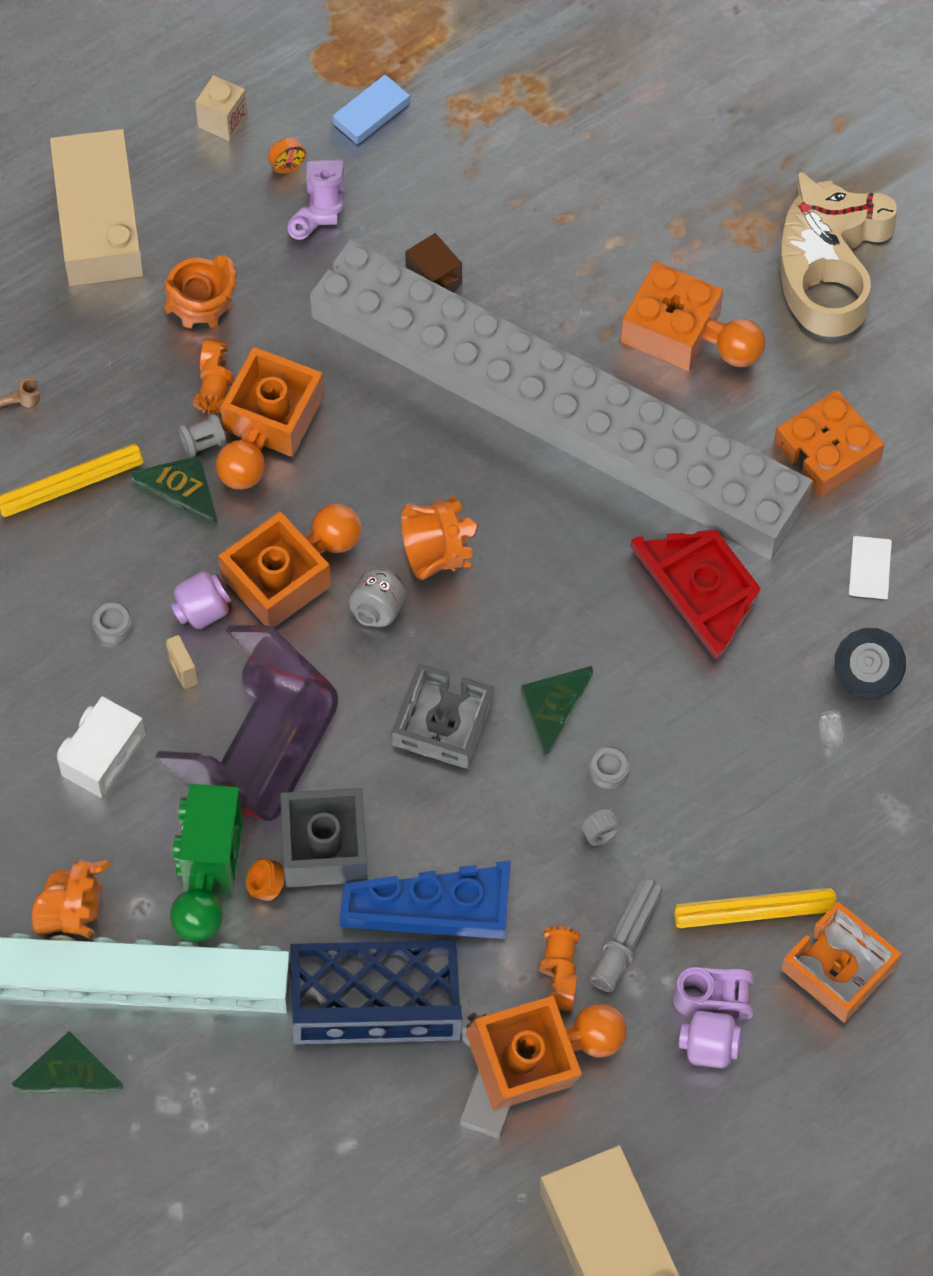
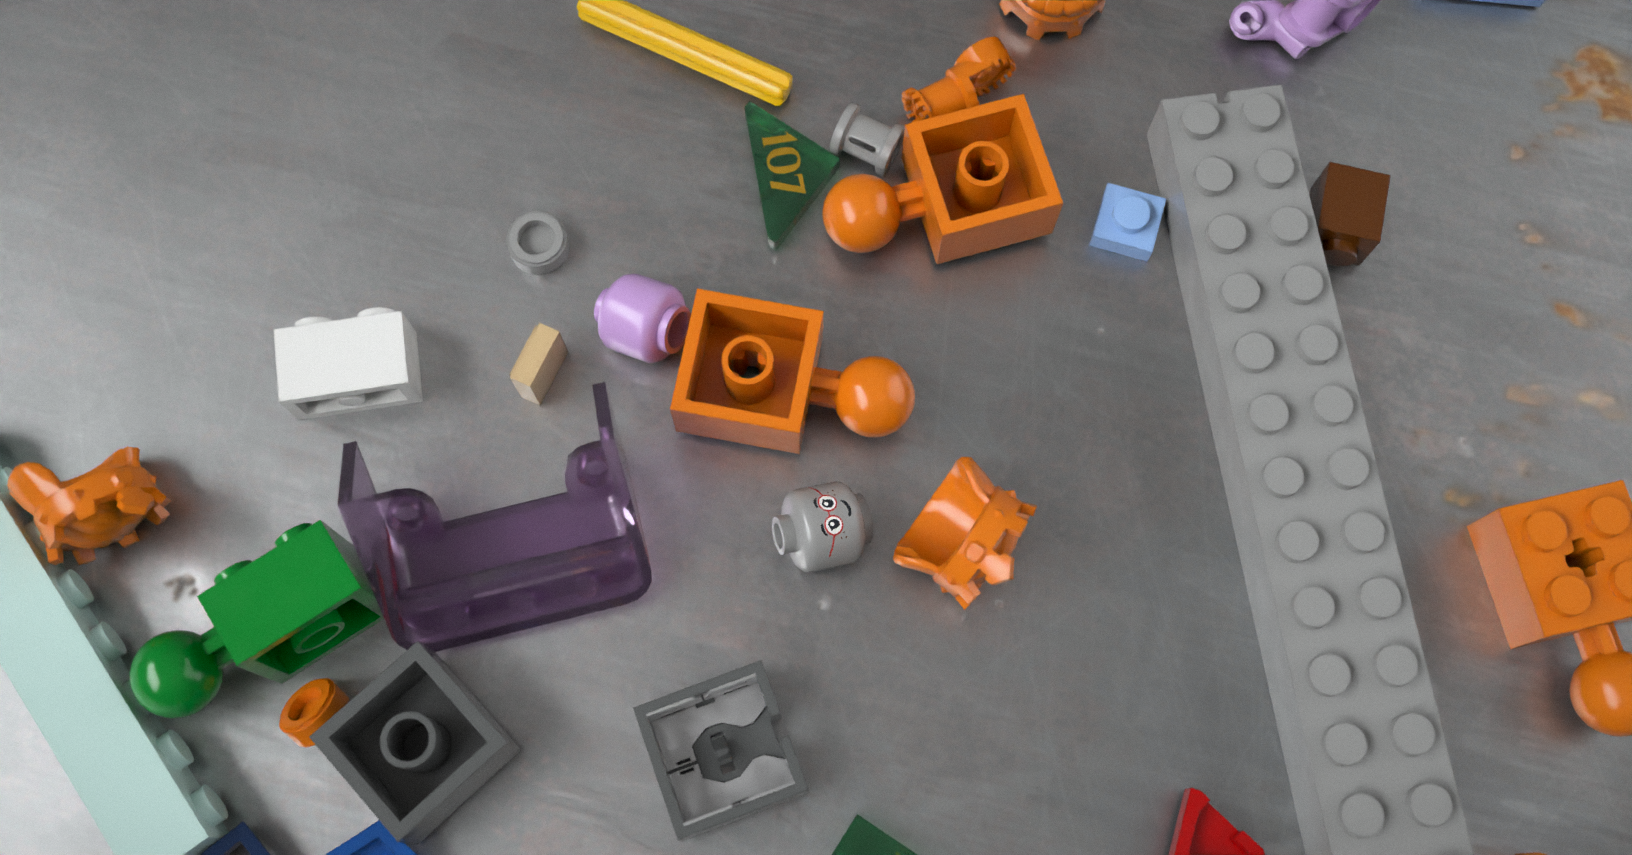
camera: 50 degrees right, 10 degrees up
(349, 360) = (1127, 222): none -> light blue plate

